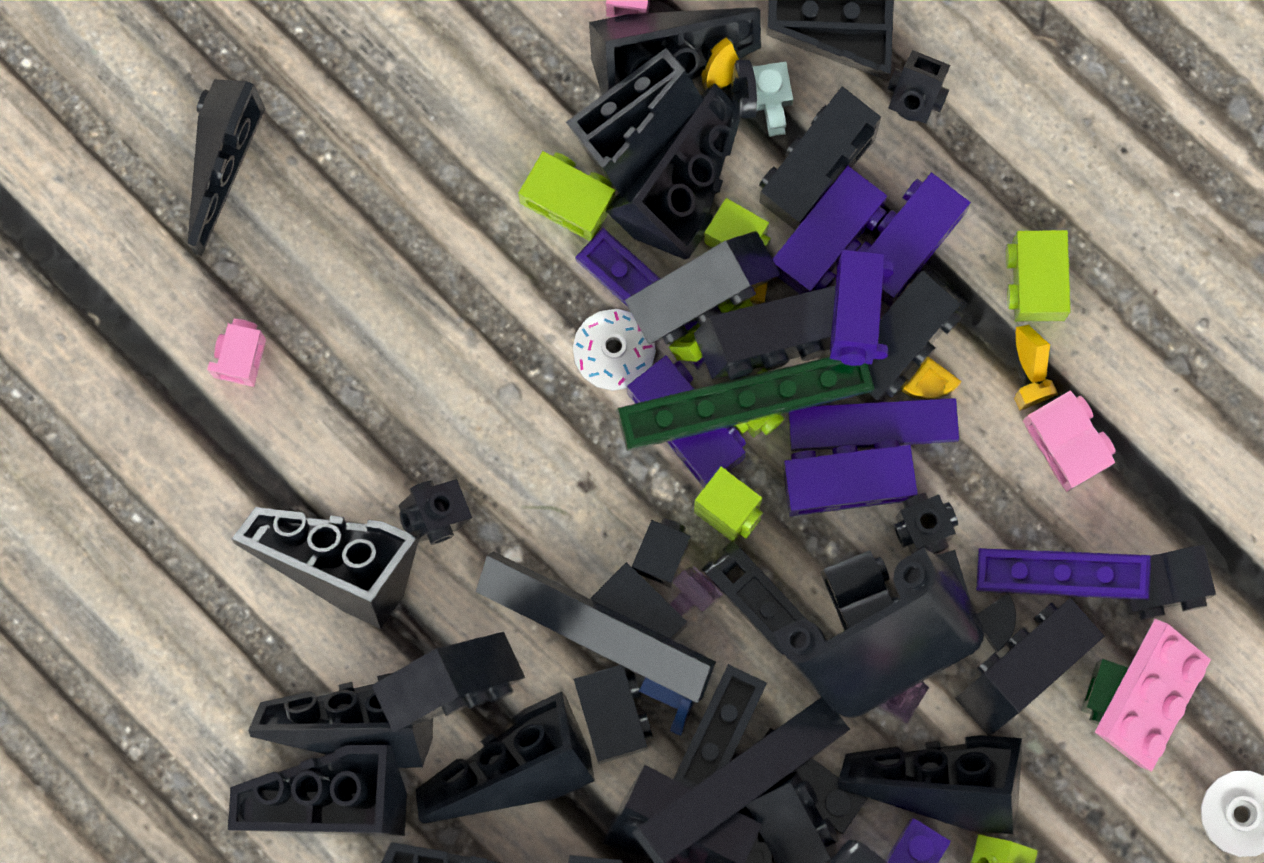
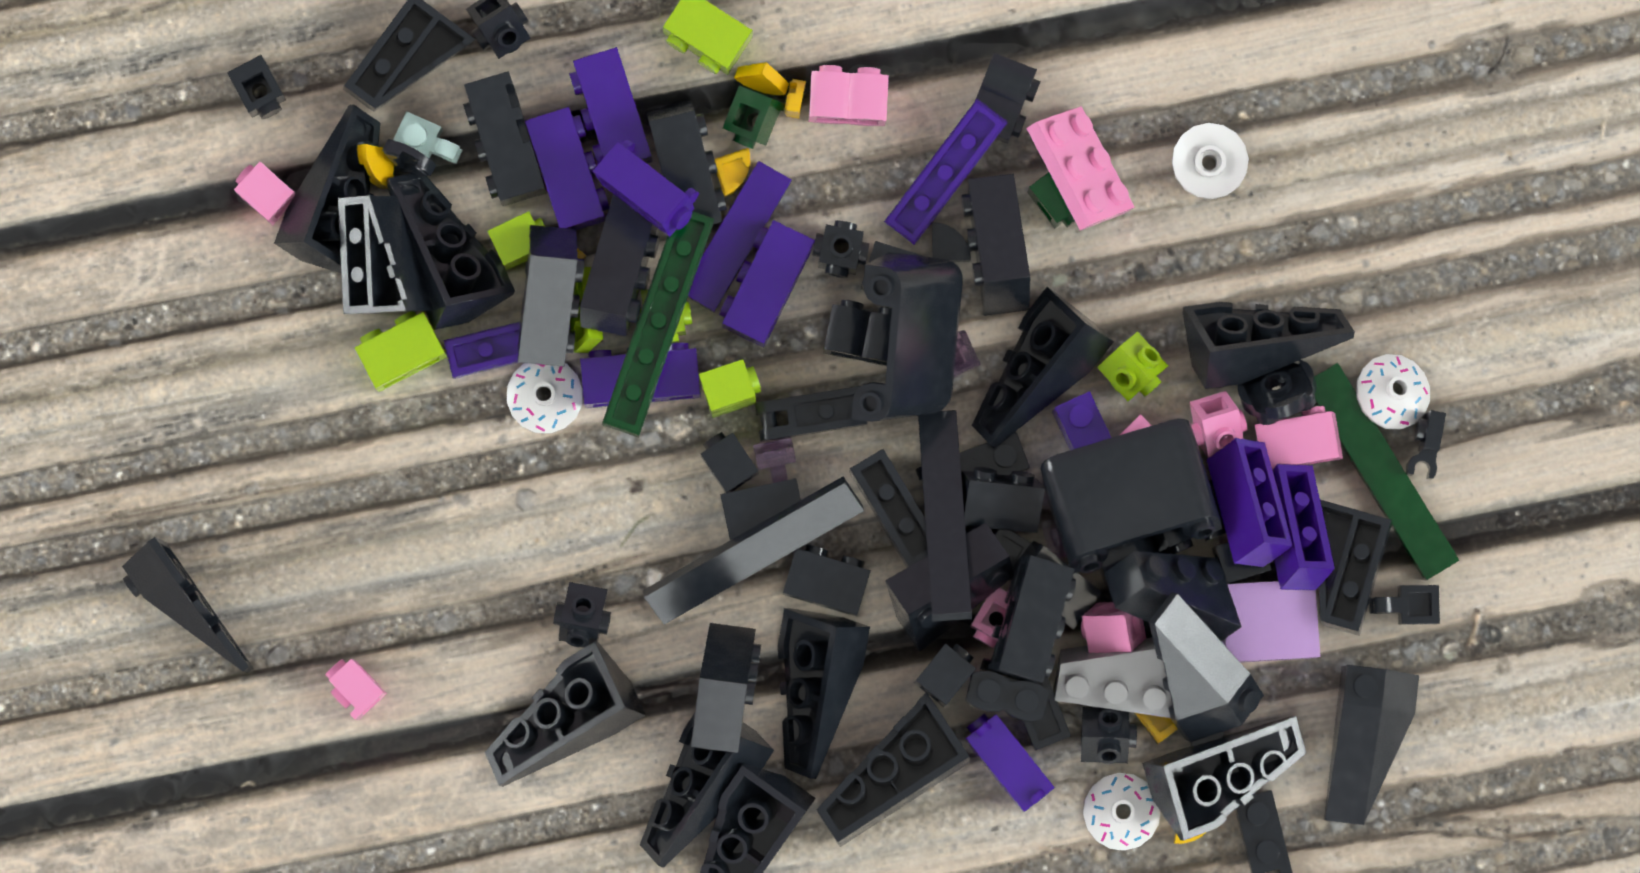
camera: 65 degrees left, 5 degrees up
(672, 699) = (846, 528): dark blue tile -> none
(991, 365) = (743, 110): none -> dark green brick

